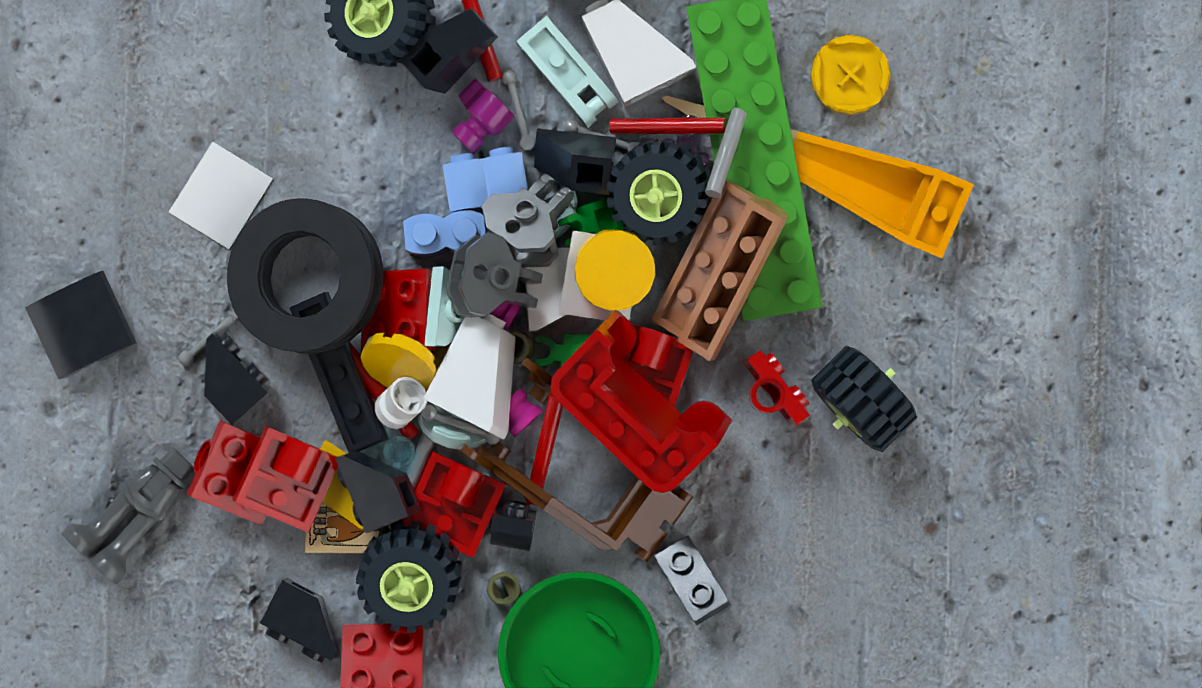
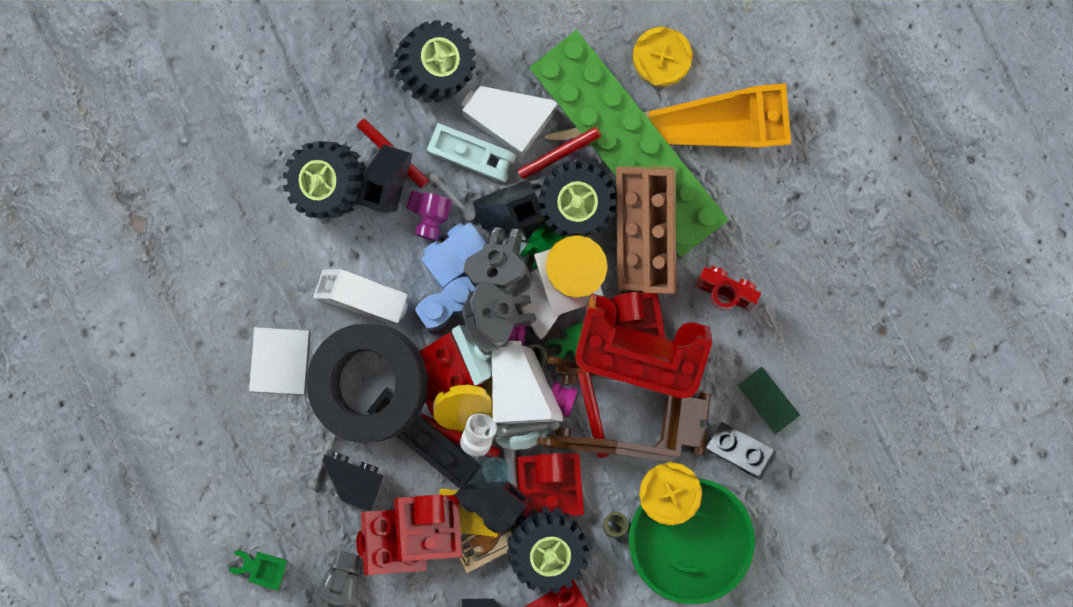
camera: 25 degrees left, 5 degrees down
(79, 426) = (264, 570): none -> green plate
(80, 325) = (229, 499): black slope -> none
(352, 171) = (361, 295): none -> white slope
(513, 525) = (600, 478): black plate -> none
(582, 587) = (670, 493): none -> yellow tile
(726, 153) = (609, 149): light grey piece -> none
(755, 539) = (768, 400): none -> clear green tile
(864, 398) = (791, 264): black wheel -> none

